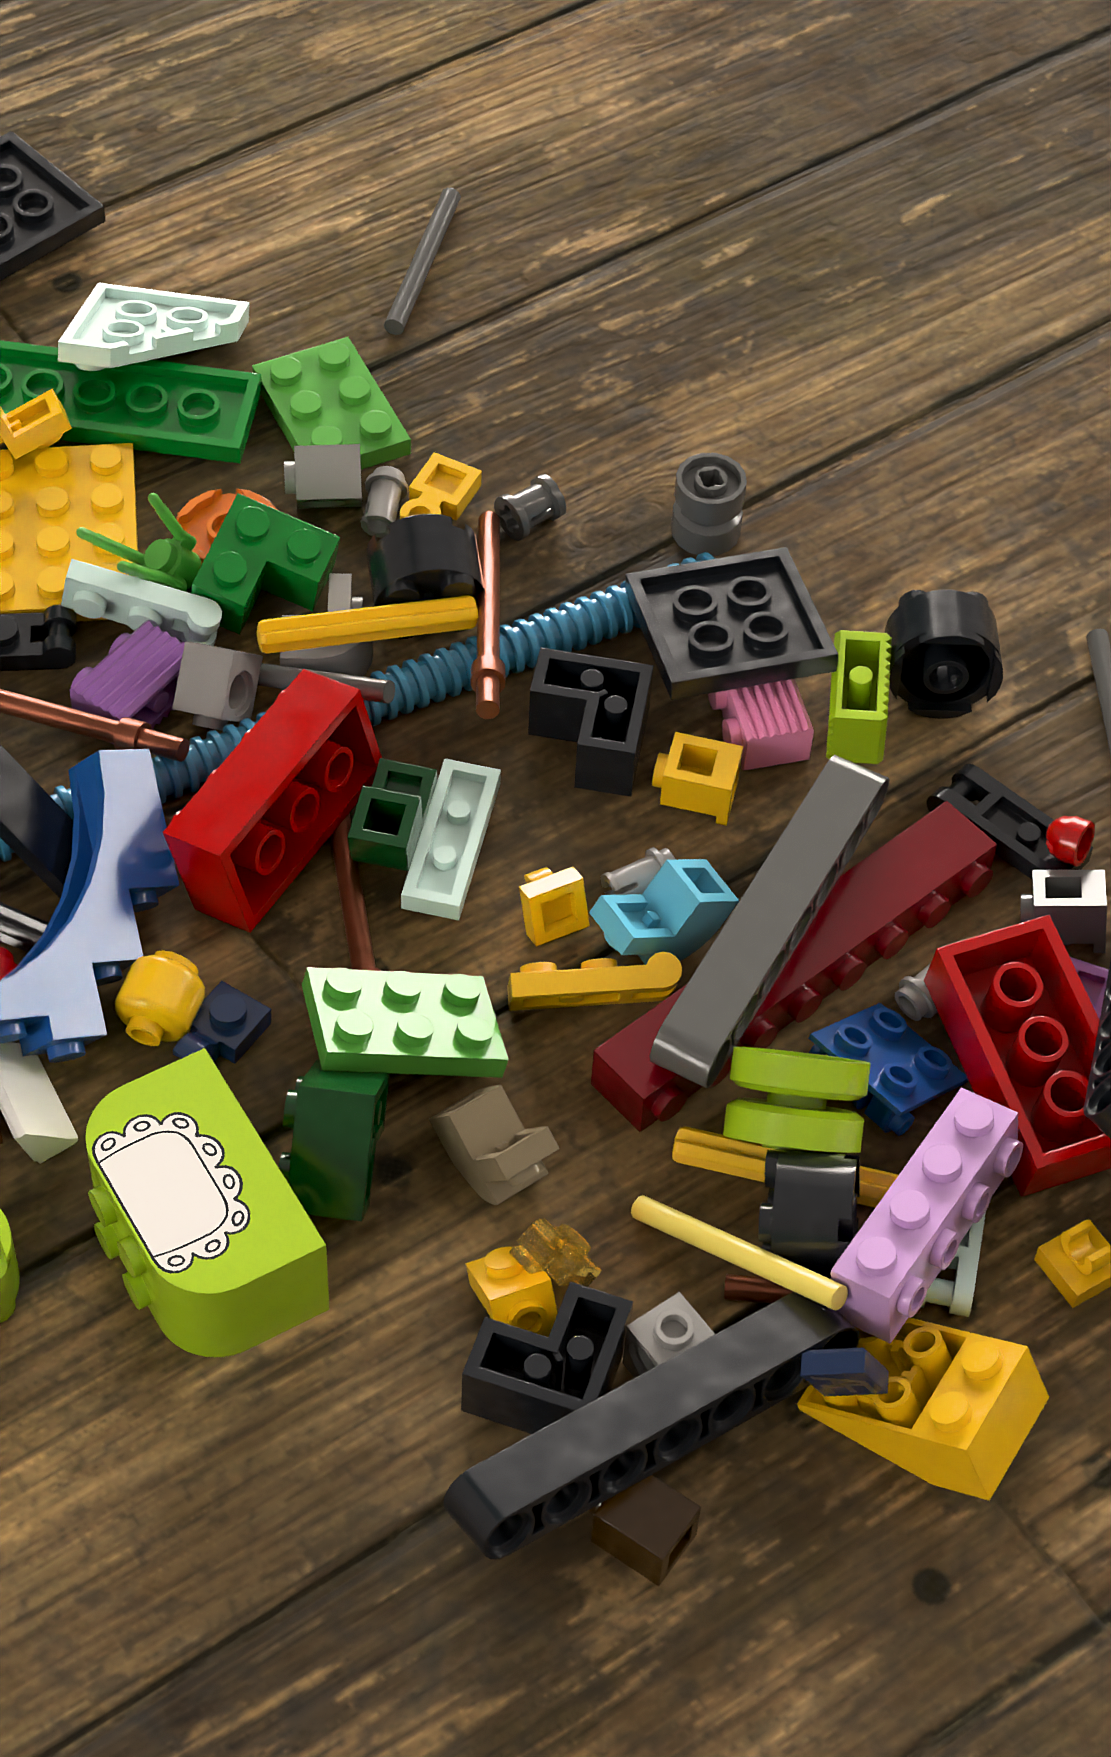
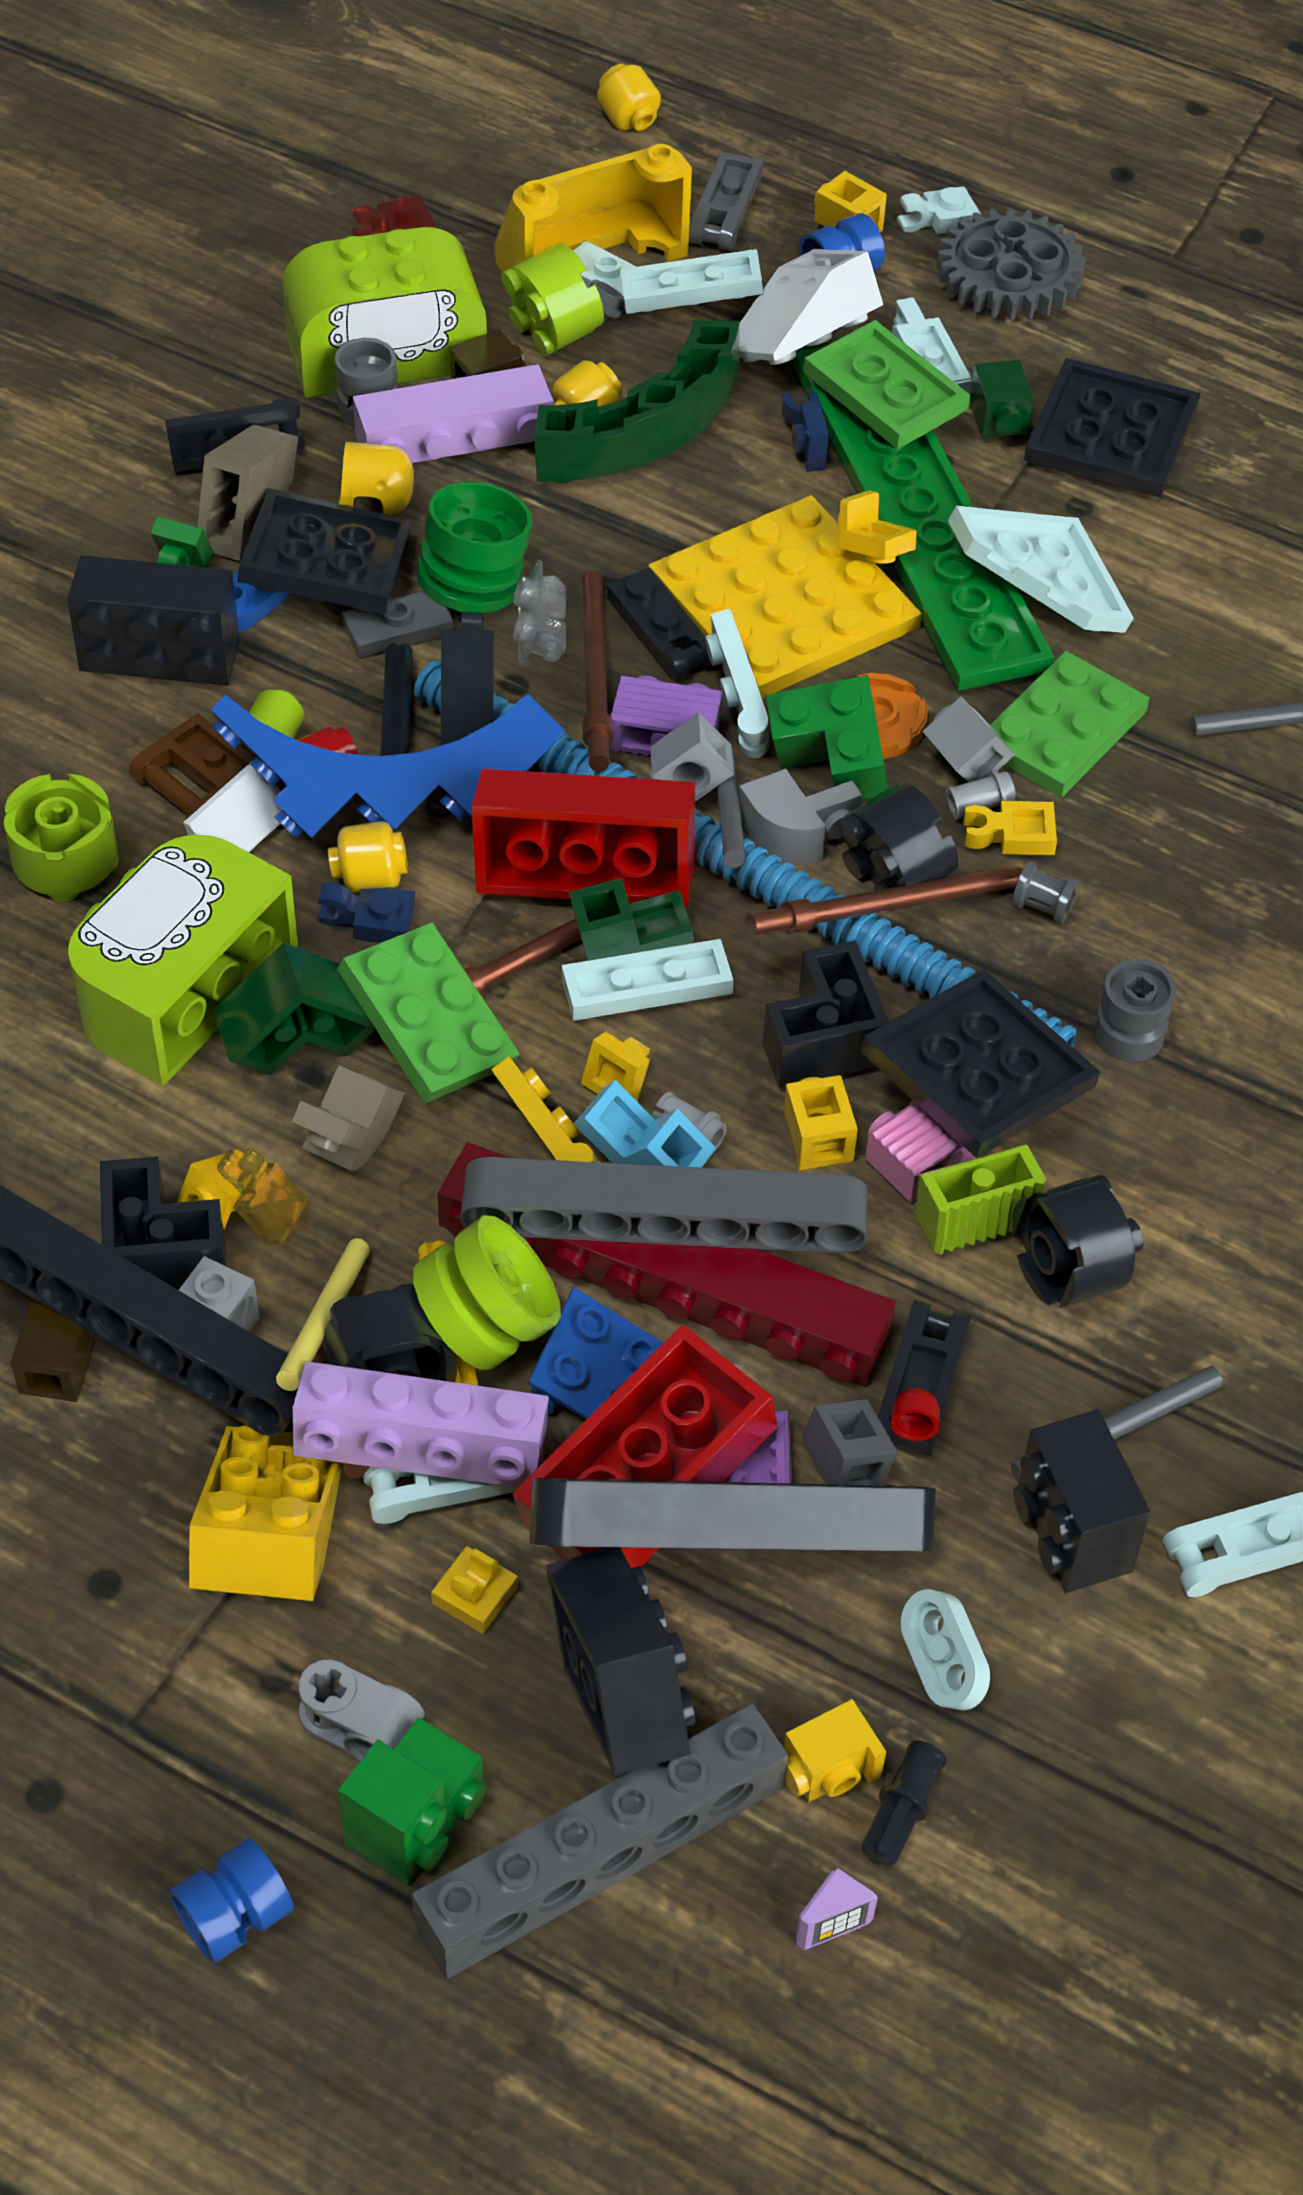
camera: 65 degrees right, 0 degrees up
(165, 560) = (800, 673): bright green plant -> none
(366, 624) = (804, 821): yellow axle -> none
(844, 1372) = (233, 1420): dark blue tile -> none

